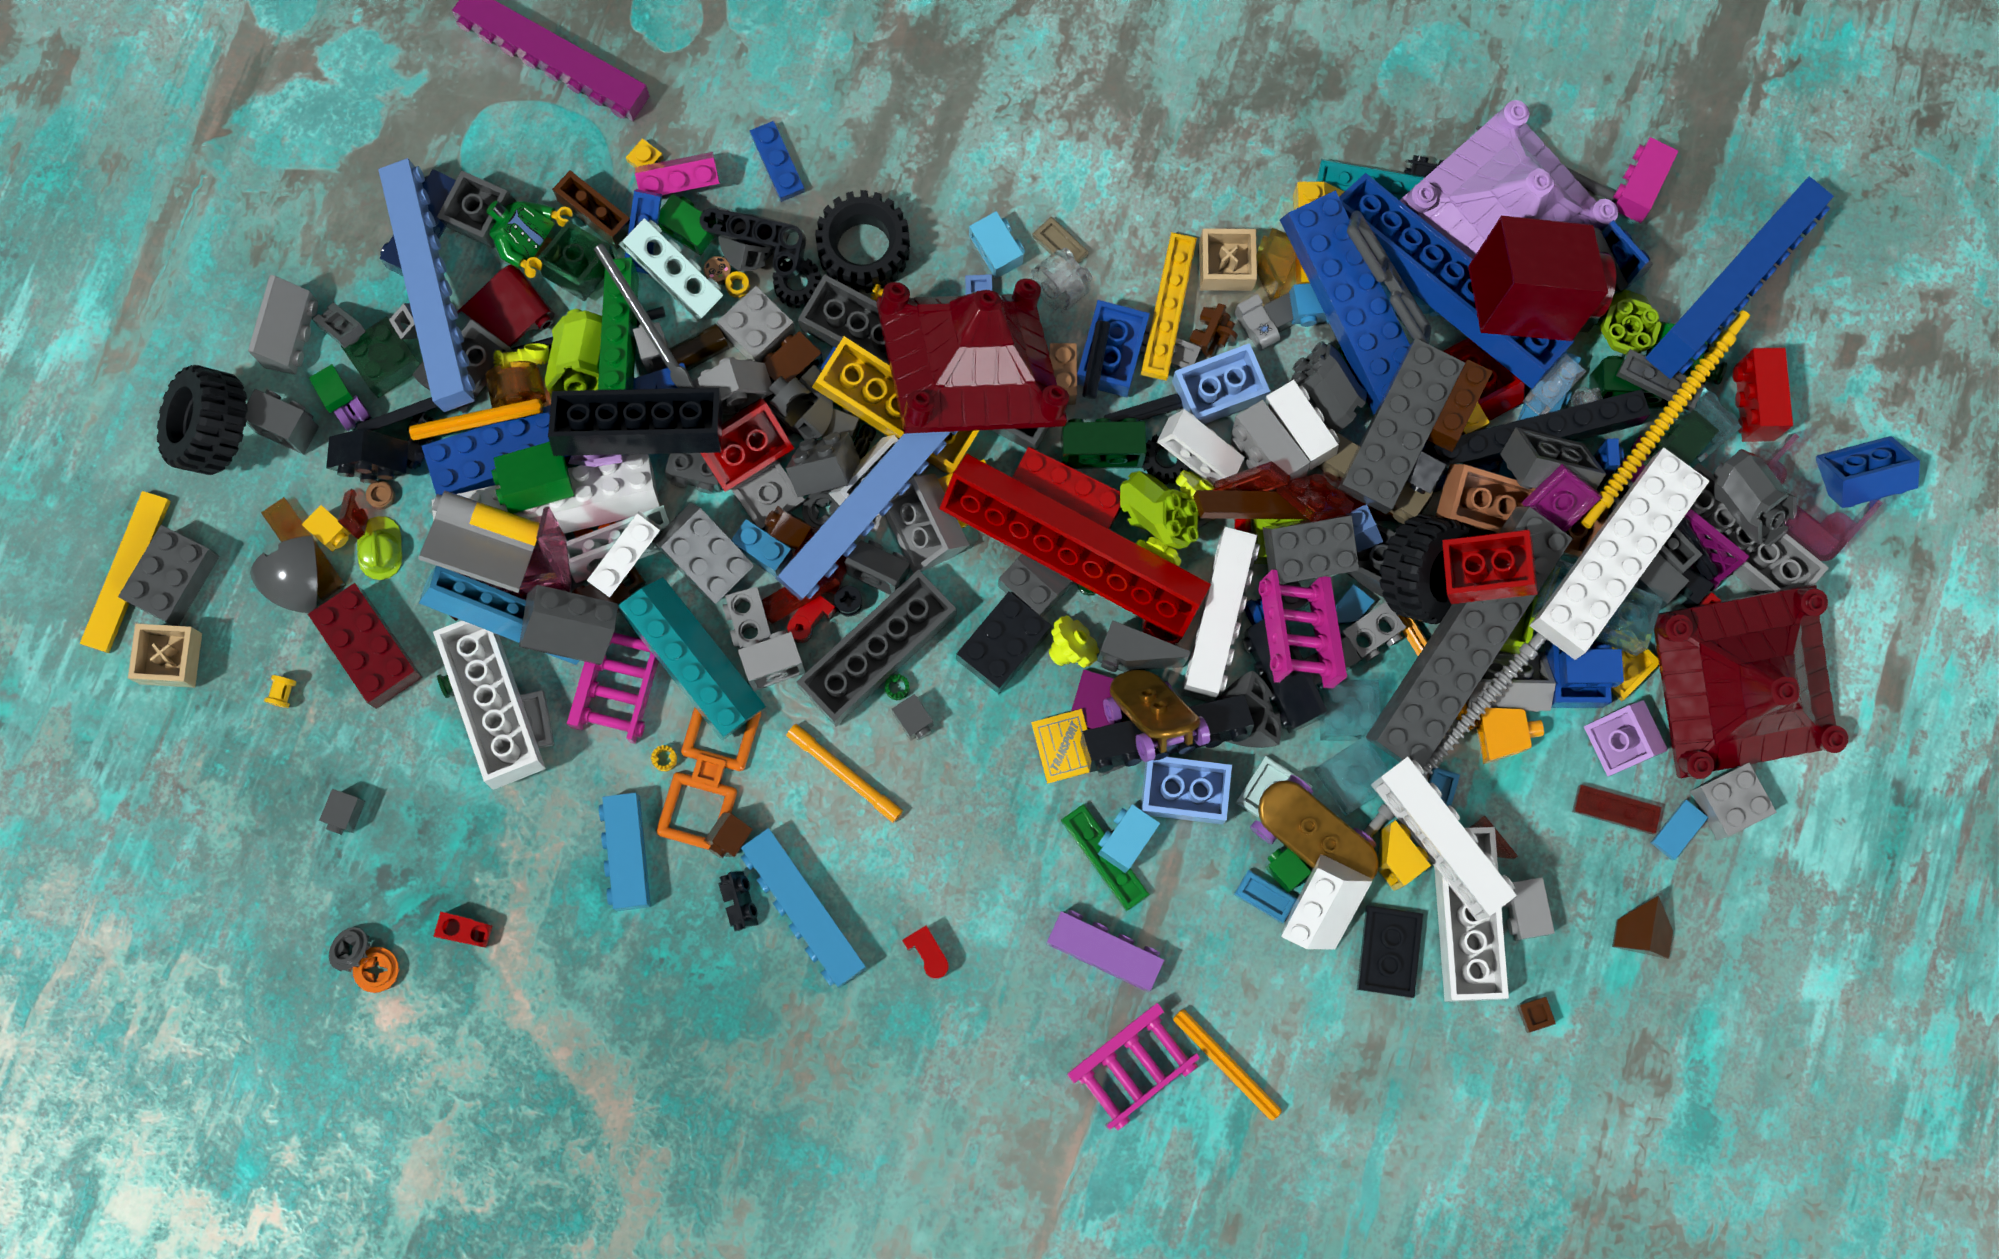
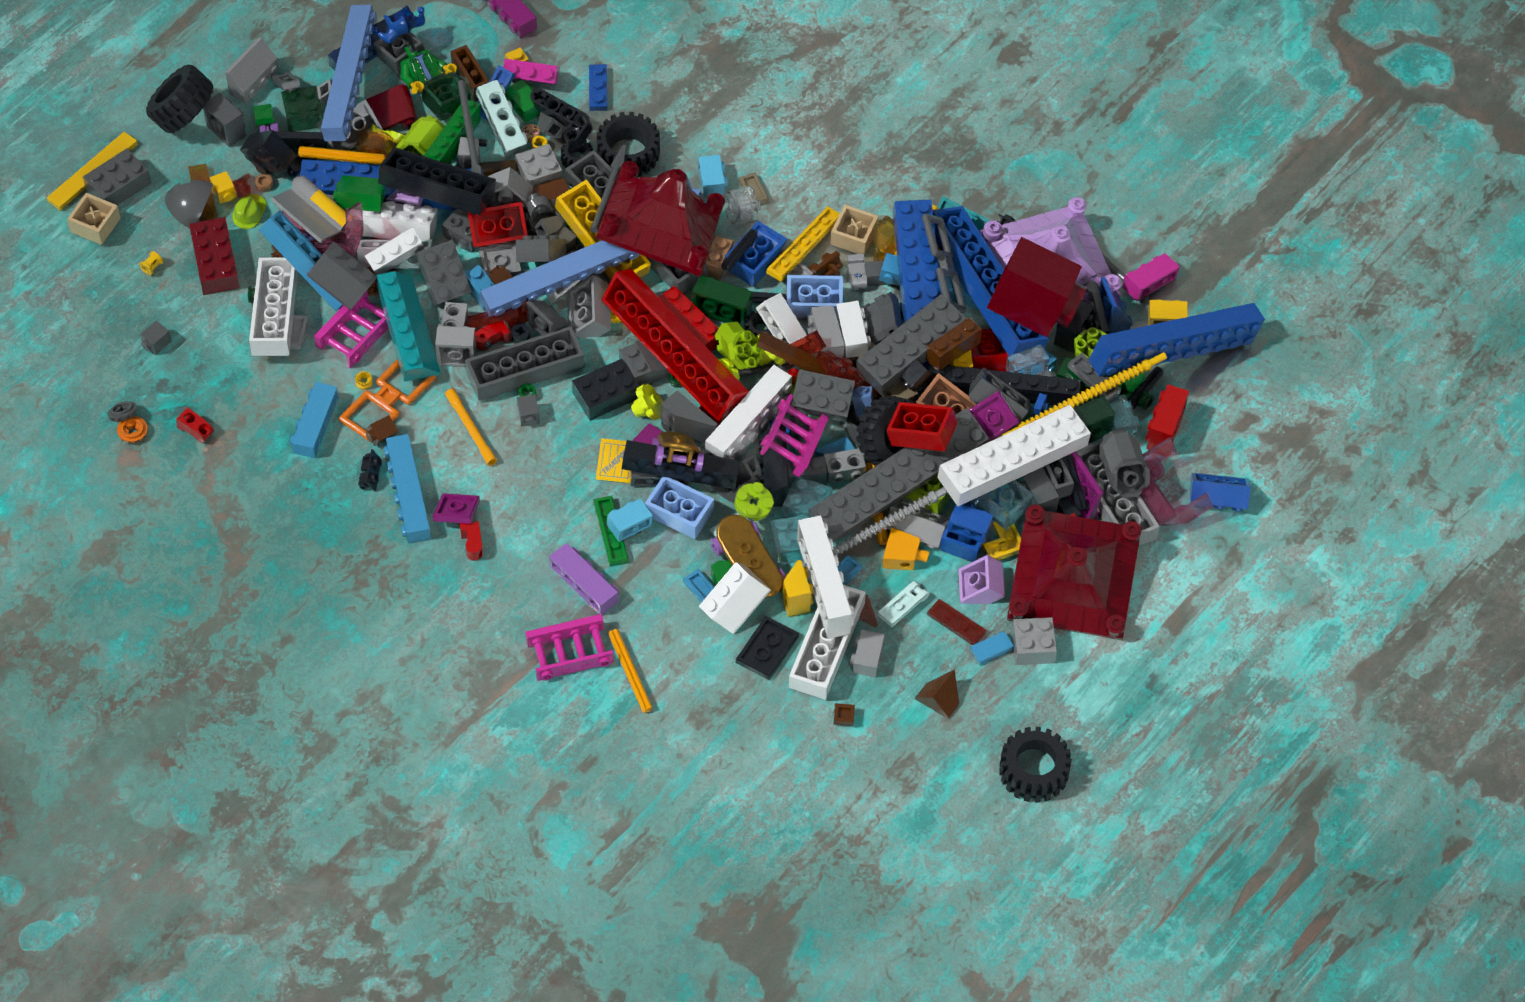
camera: 25 degrees right, 20 degrees down
(463, 173) = (400, 23): none -> piece
(870, 290) = (616, 166): none -> dark grey piece
(885, 915) = (456, 508): none -> magenta tile
(1302, 744) = (760, 494): none -> lime plate
(1538, 812) = (903, 604): none -> light aqua plate
(1701, 237) = (1164, 311): none -> yellow brick
(1785, 1001) = (1035, 785): none -> black tyre

